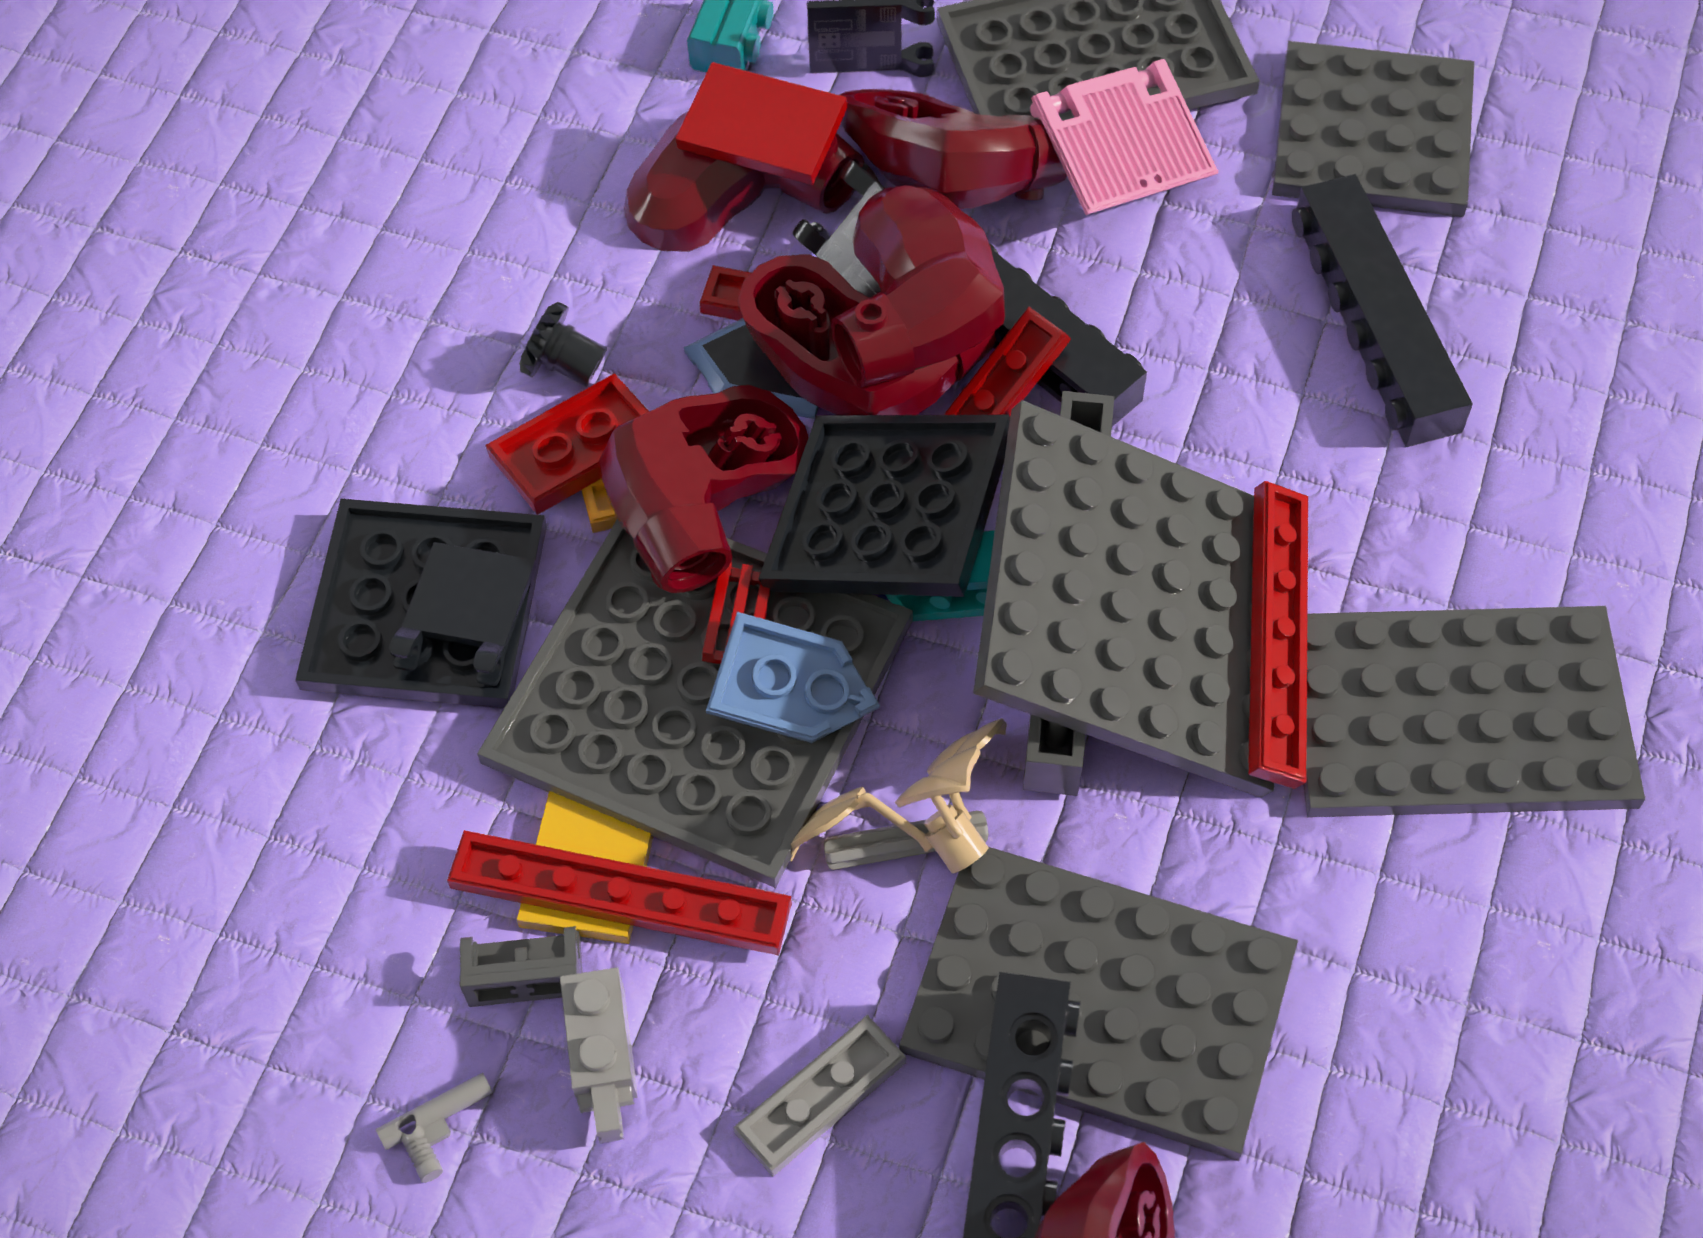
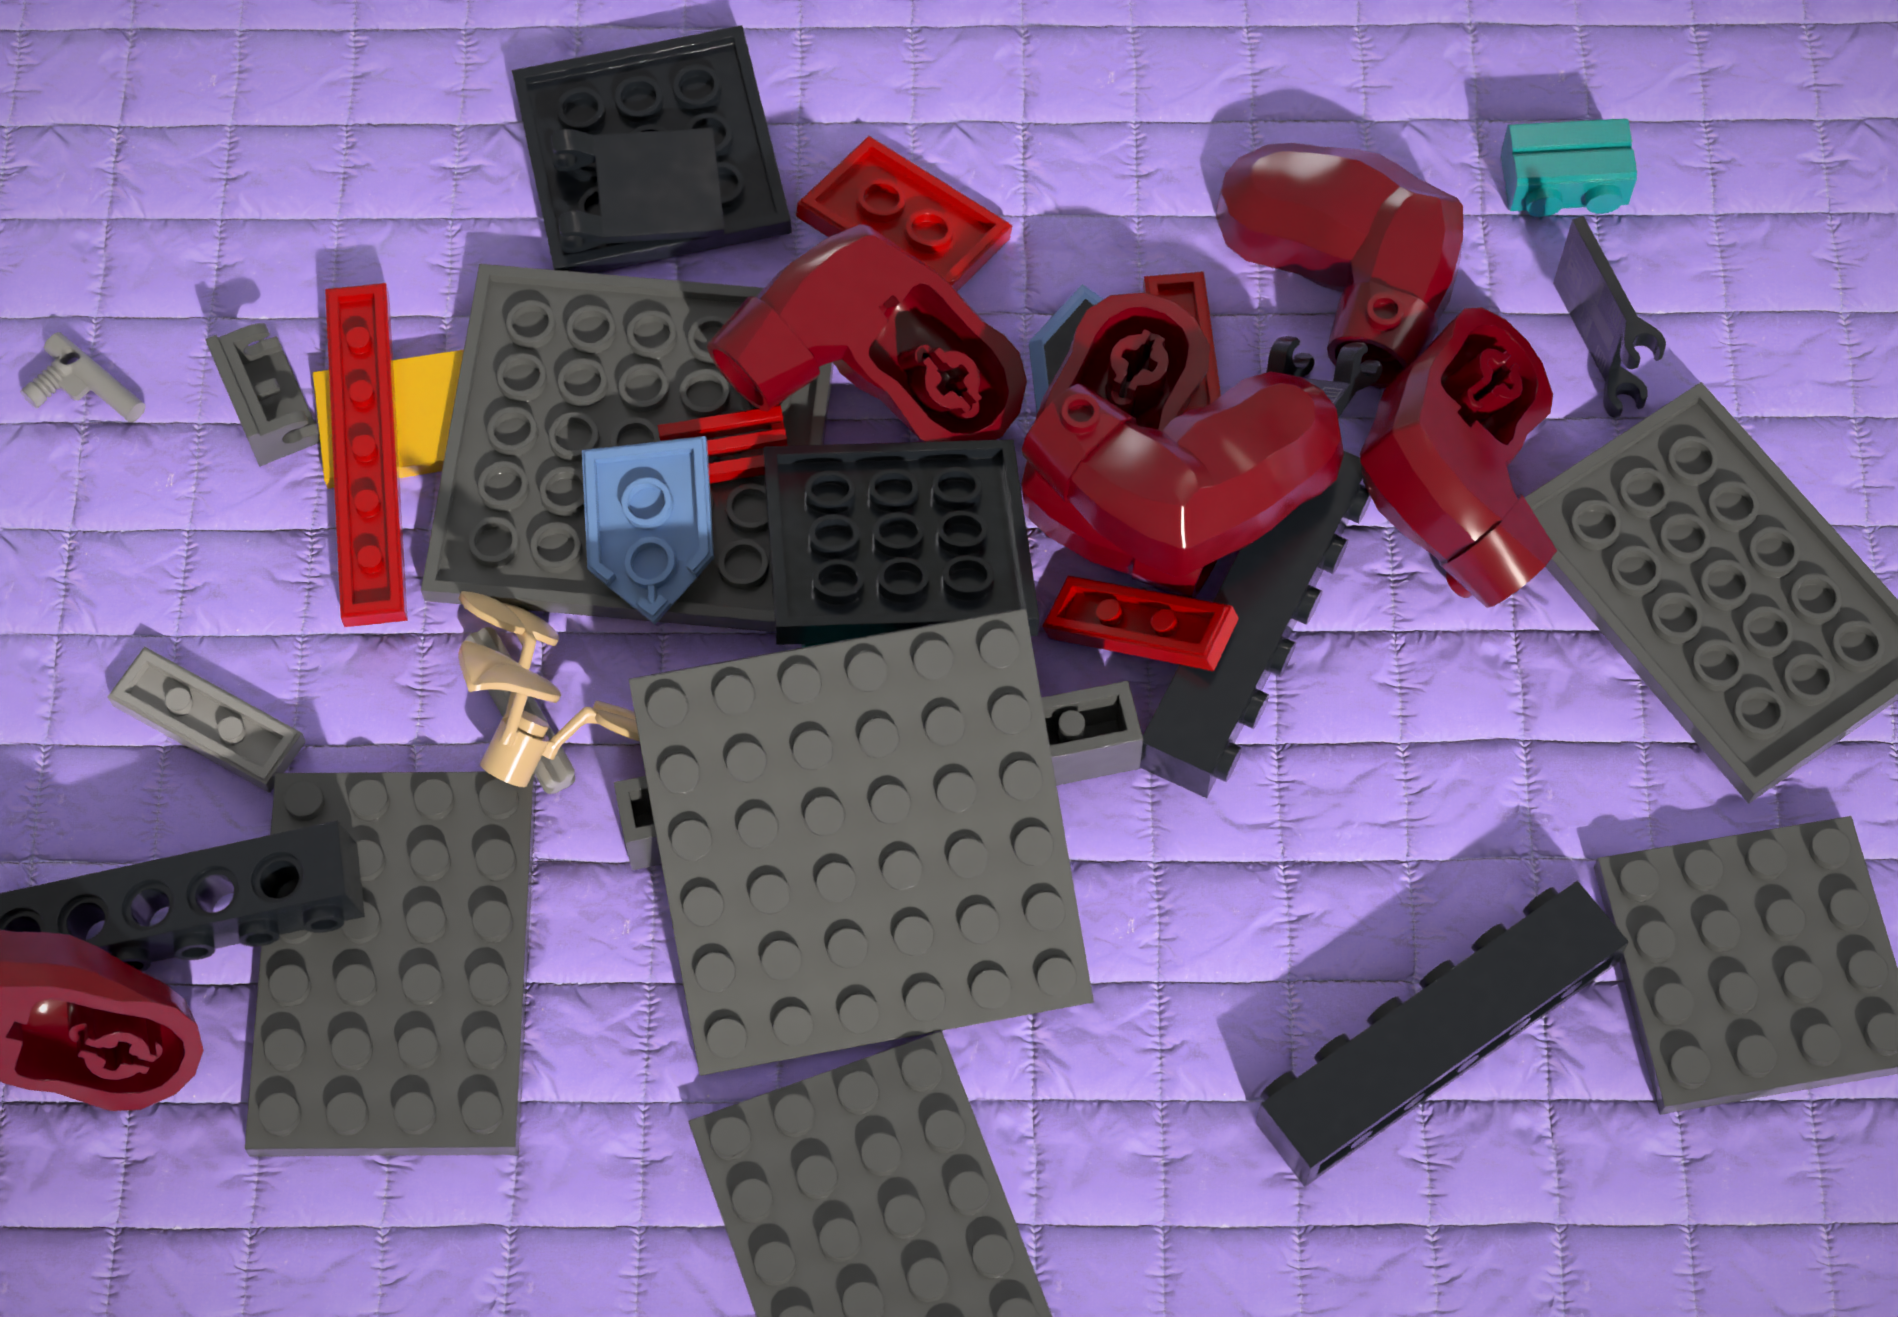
camera: 70 degrees right, 5 degrees up
(561, 348) = (1013, 156): black gear -> none
(599, 1047) = (183, 493): light grey hinge -> none
(762, 123) = (1376, 233): red tile -> none
(1124, 136) = (1568, 650): bright pink window -> none
(1279, 636) = (896, 1019): red tile -> none

